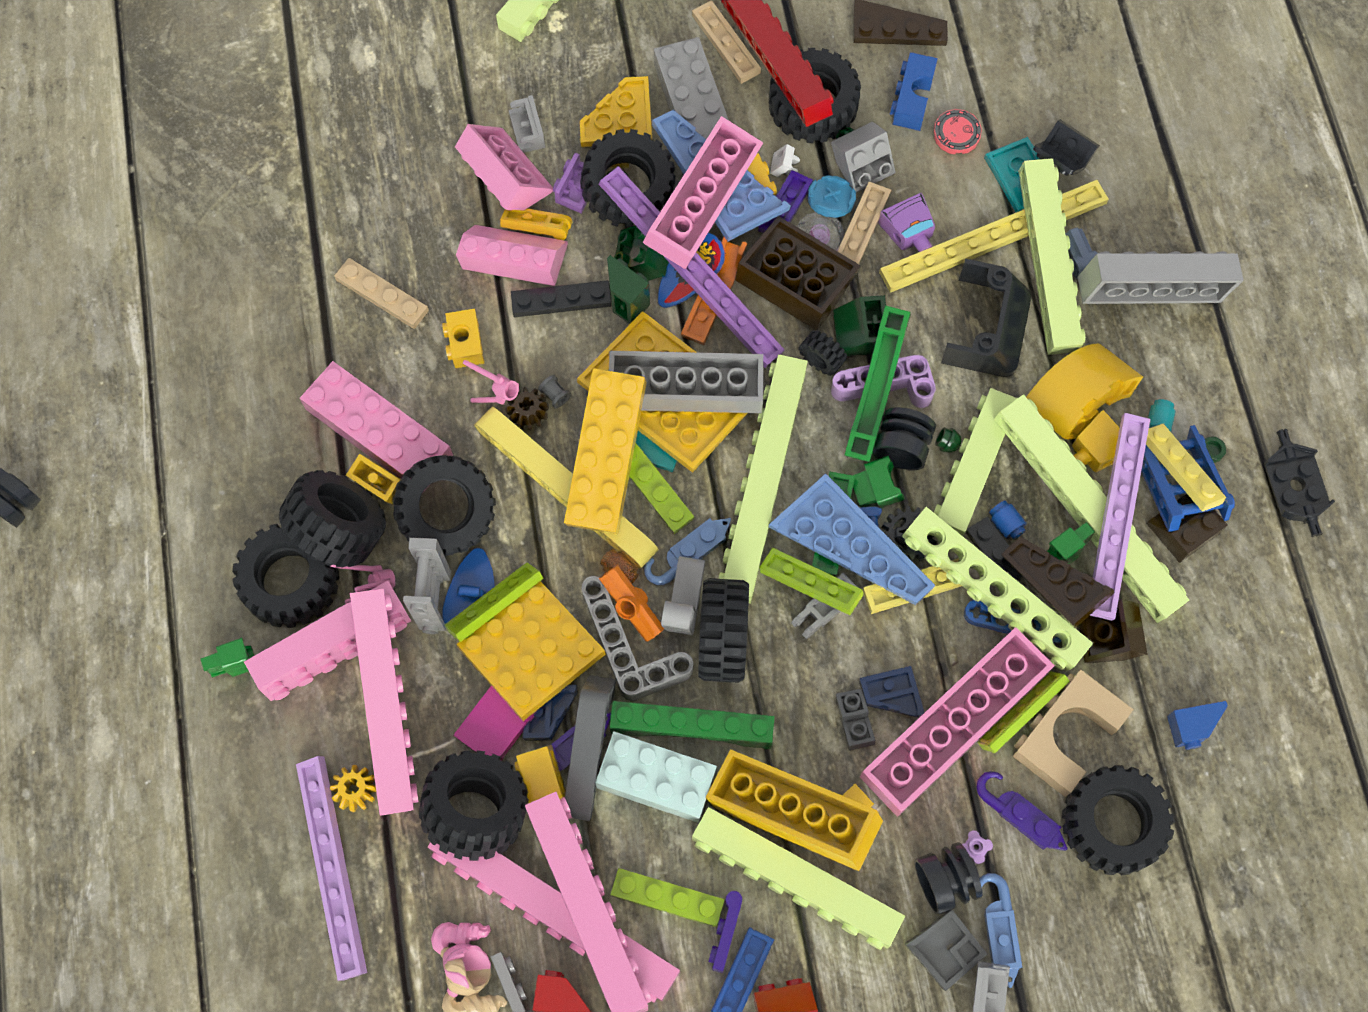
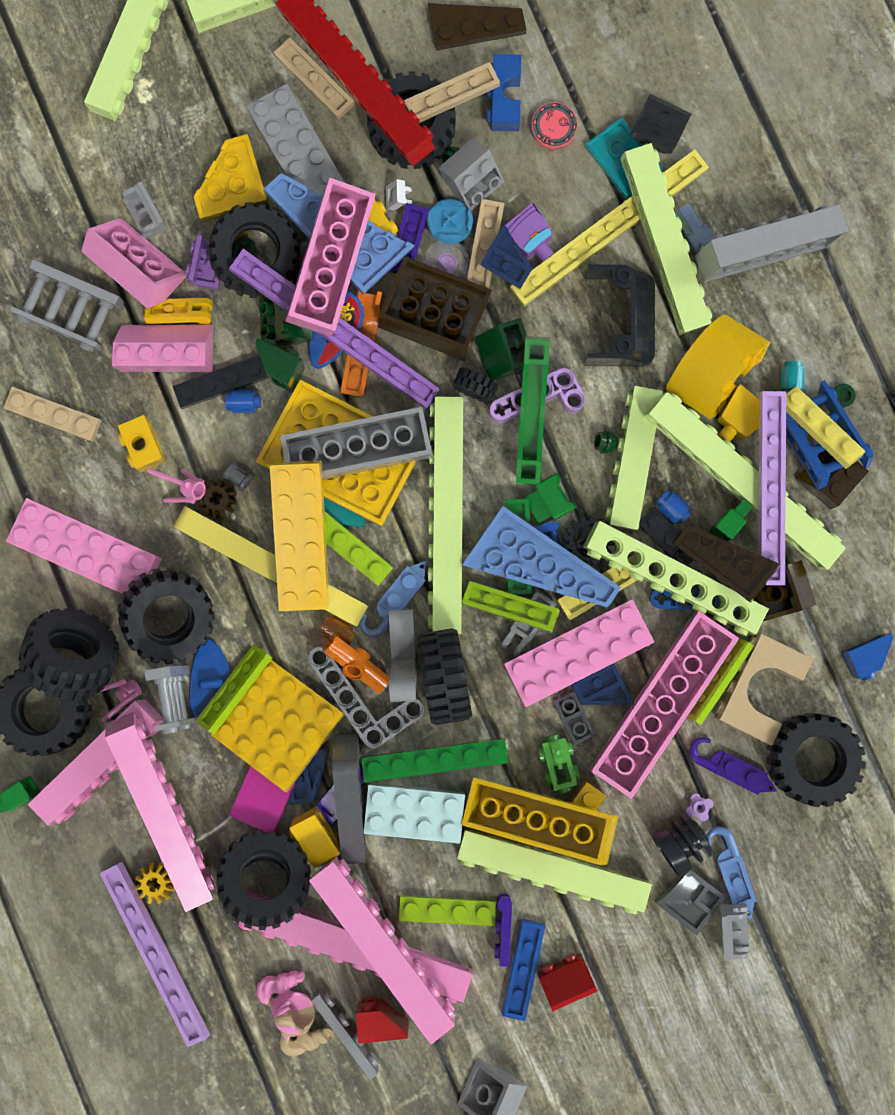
camera: 15 degrees left, 15 degrees up
(373, 478) = (96, 600): yellow brick -> none
(430, 173) = (85, 292): none -> light grey fence
(578, 320) = (243, 401): none -> blue brick
(827, 751) = (556, 754): none -> bright green brick
(864, 72) = (453, 92): none -> tan plate
(874, 646) = (578, 653): none -> bright pink brick
(882, 240) = (507, 259): none -> dark blue wing
(905, 438) = (567, 450): black wheel -> none

